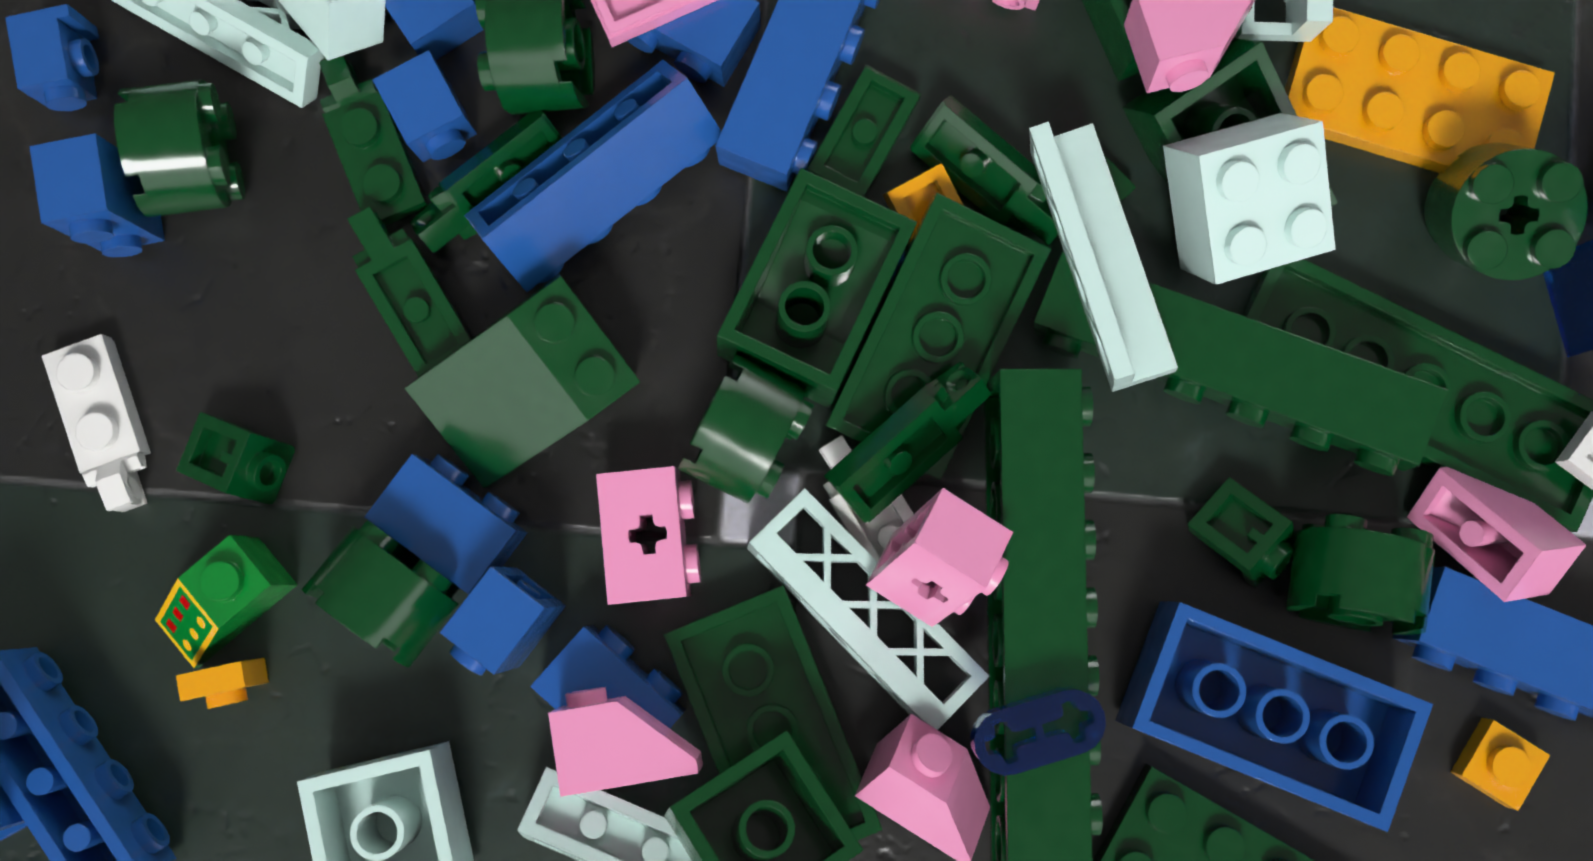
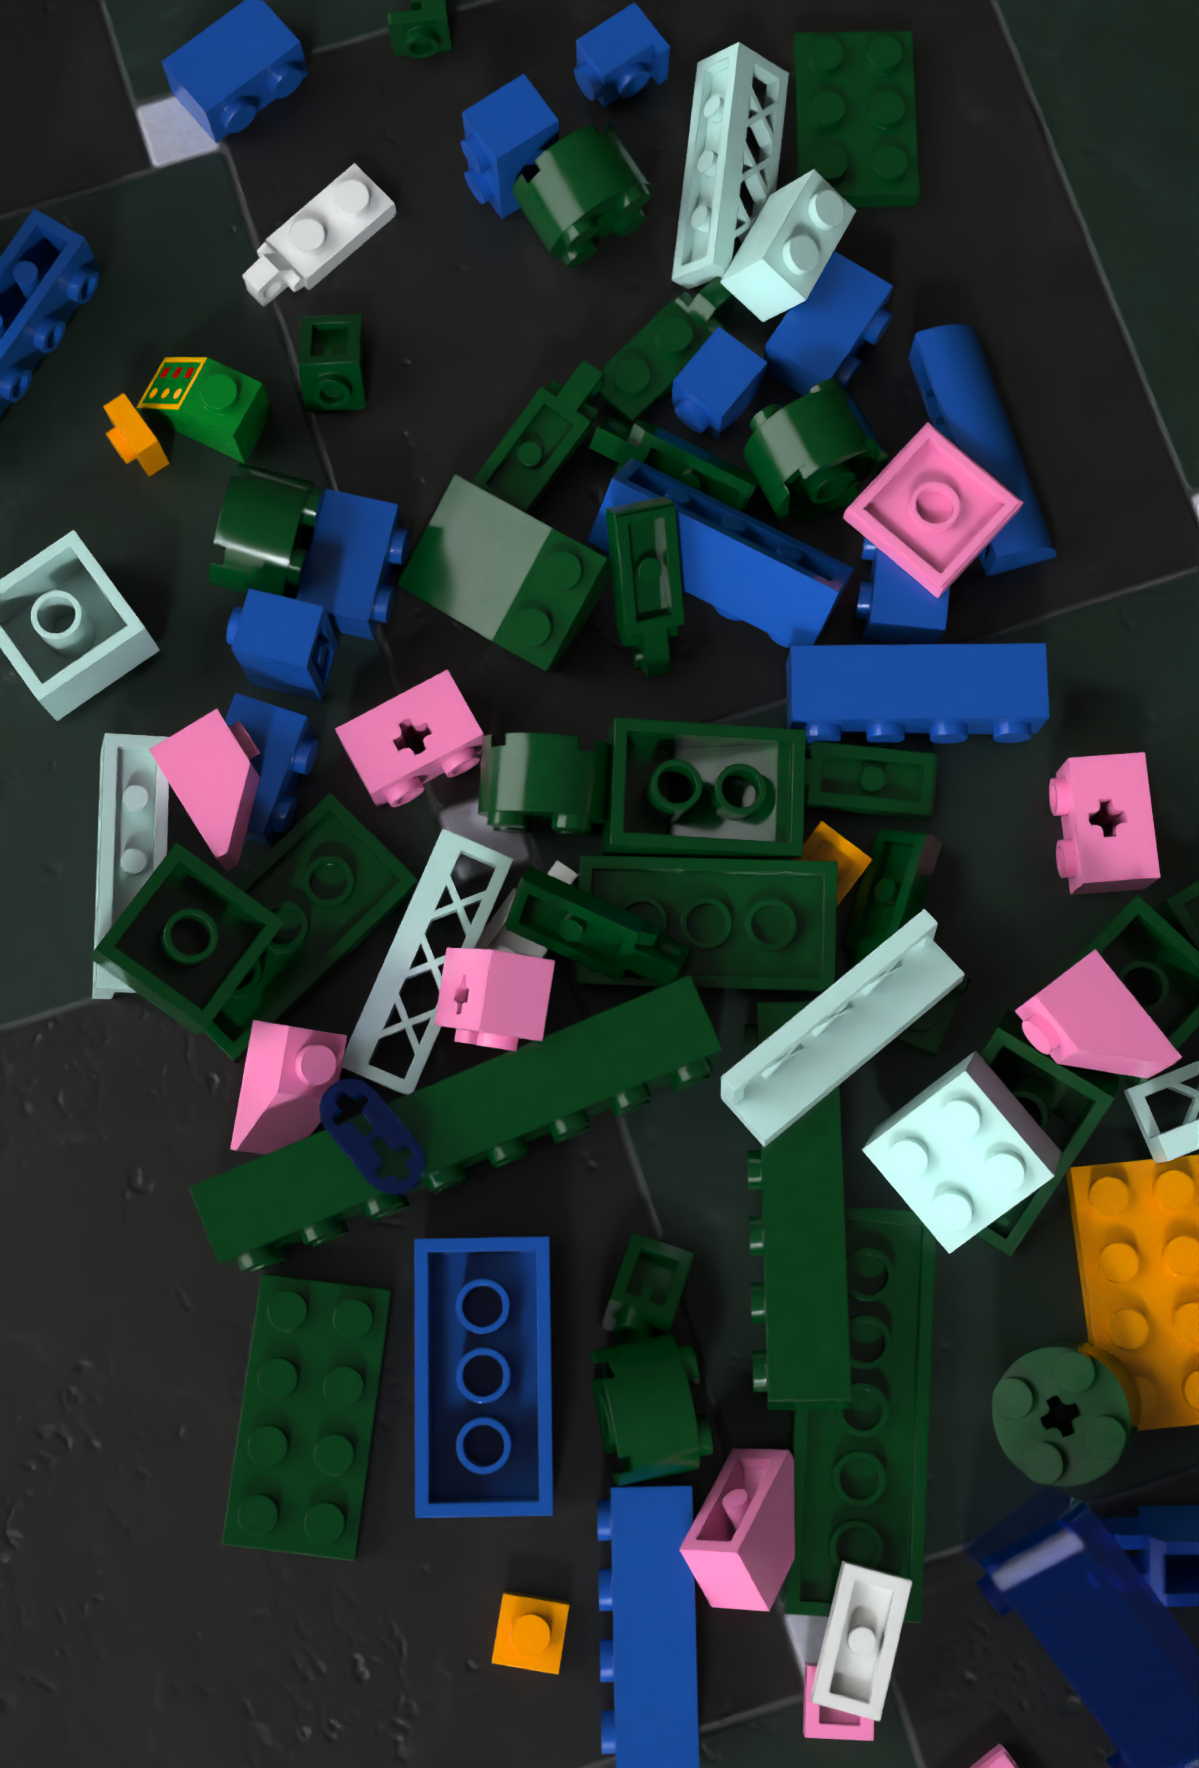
camera: 65 degrees right, 5 degrees down
(591, 250) = (646, 580): none -> dark green hinge

